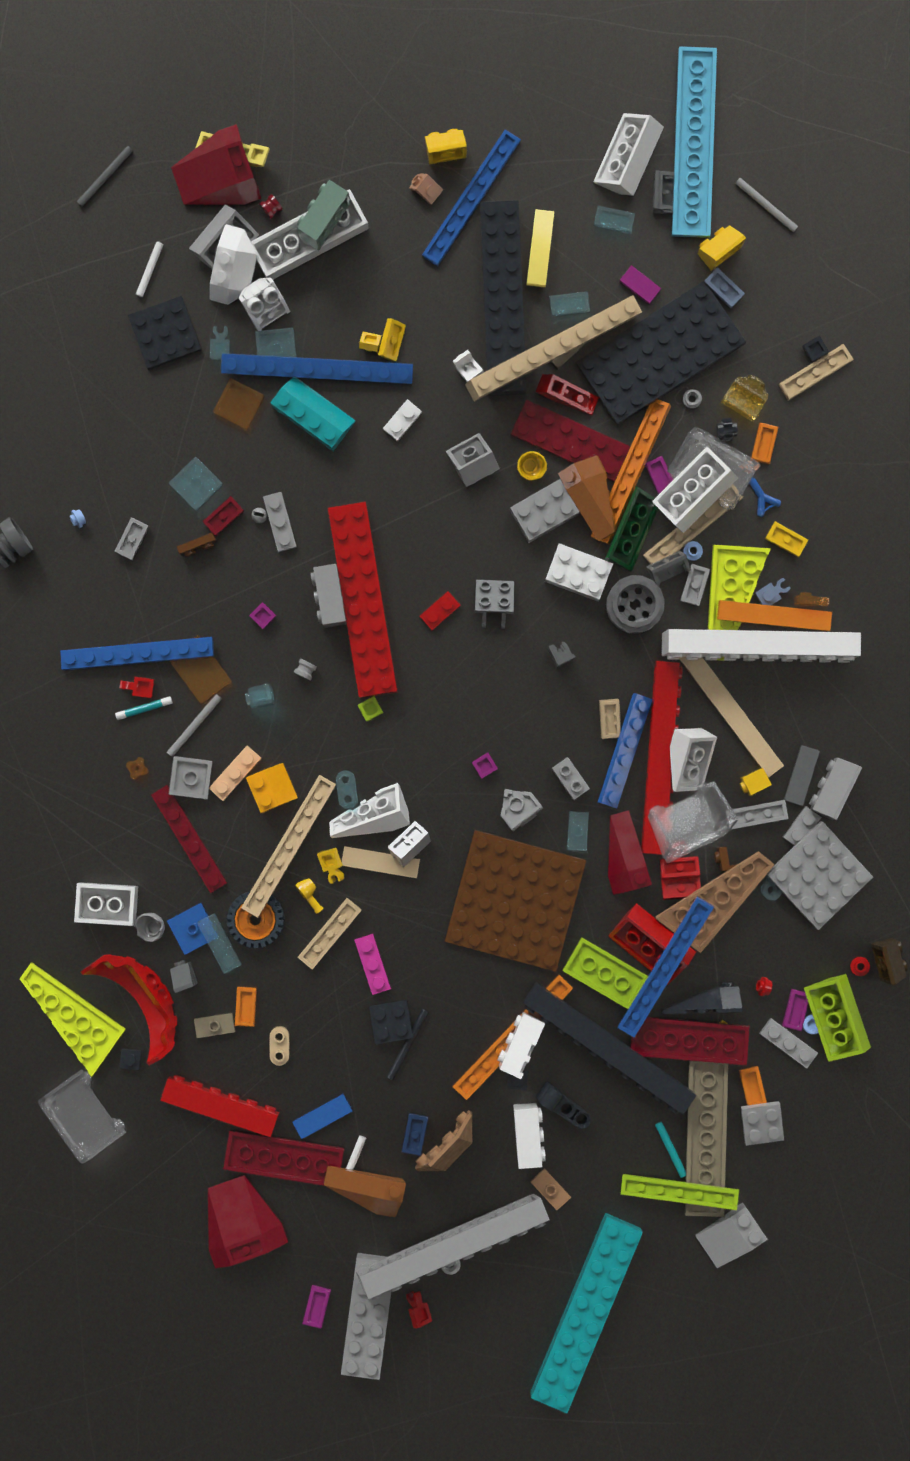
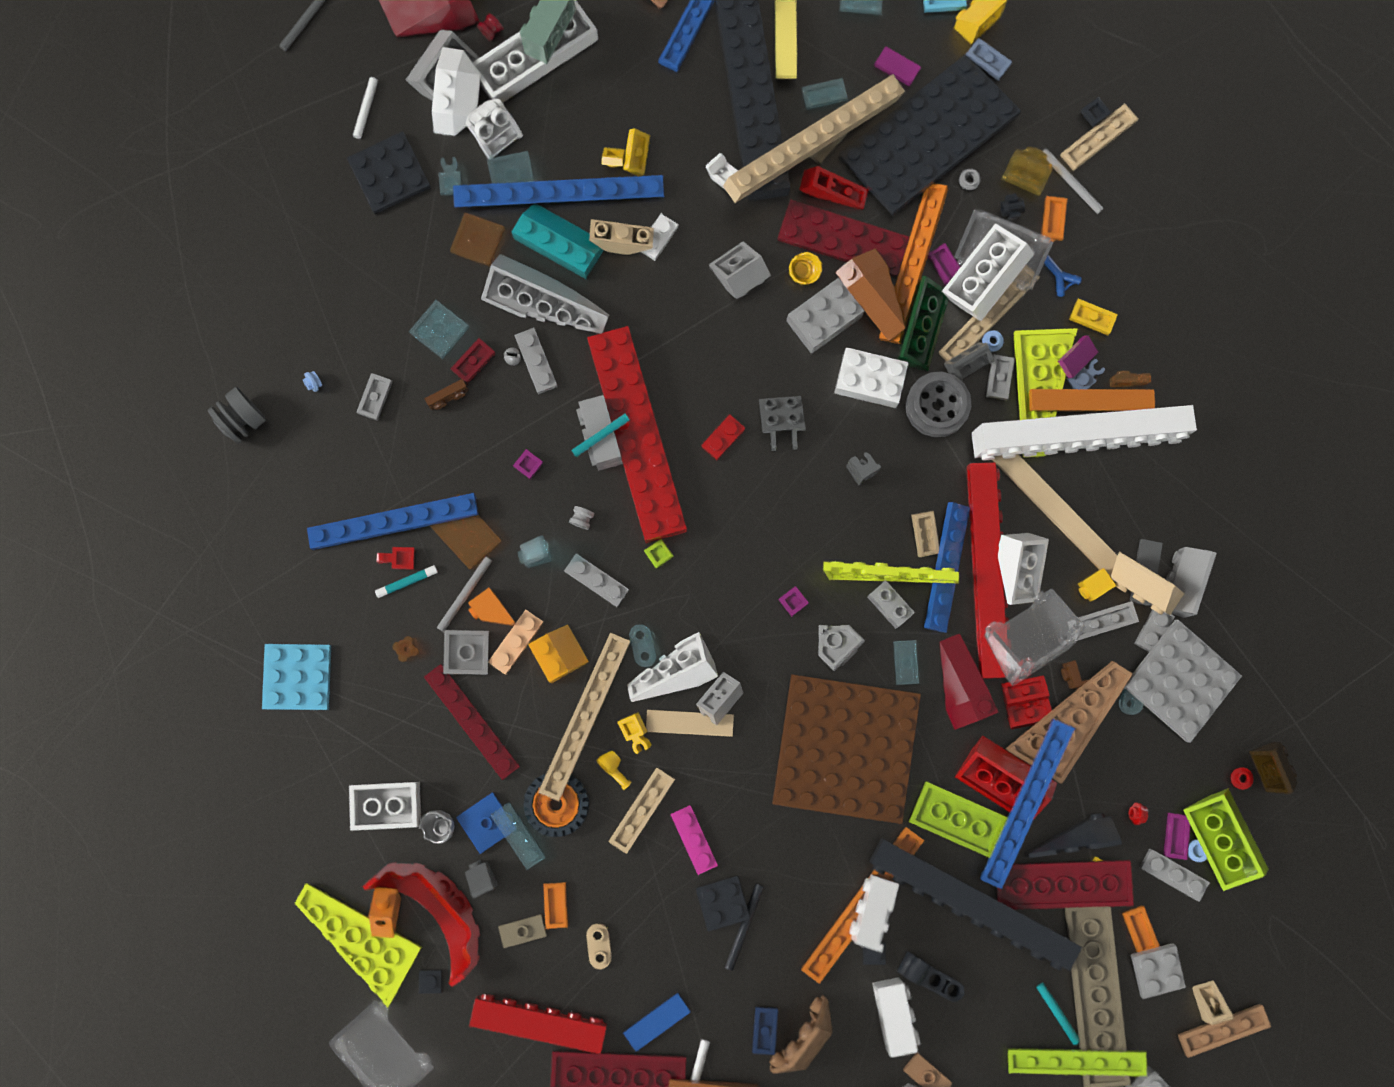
camera: 10 degrees left, 5 degrees down
(39, 781) = (296, 677): none -> medium azure plate
(98, 992) = (384, 907): none -> orange torso
(215, 741) = (490, 609): none -> orange slope
(287, 462) = (536, 295): none -> light grey wedge
(312, 726) = (596, 580): none -> light grey plate
(329, 600) = (600, 435): none -> teal bar
(368, 418) = (621, 237): none -> tan slope
(567, 750) = (881, 572): none -> neon yellow wing
(767, 574) = (1078, 356): none -> magenta tile
(785, 411) = (1069, 178): none -> light grey bar
(797, 788) = (1145, 585): none -> tan slope
(804, 1156) = (1211, 1003): none -> tan slope
(812, 1180) = (1211, 1036): none -> medium nougat plate

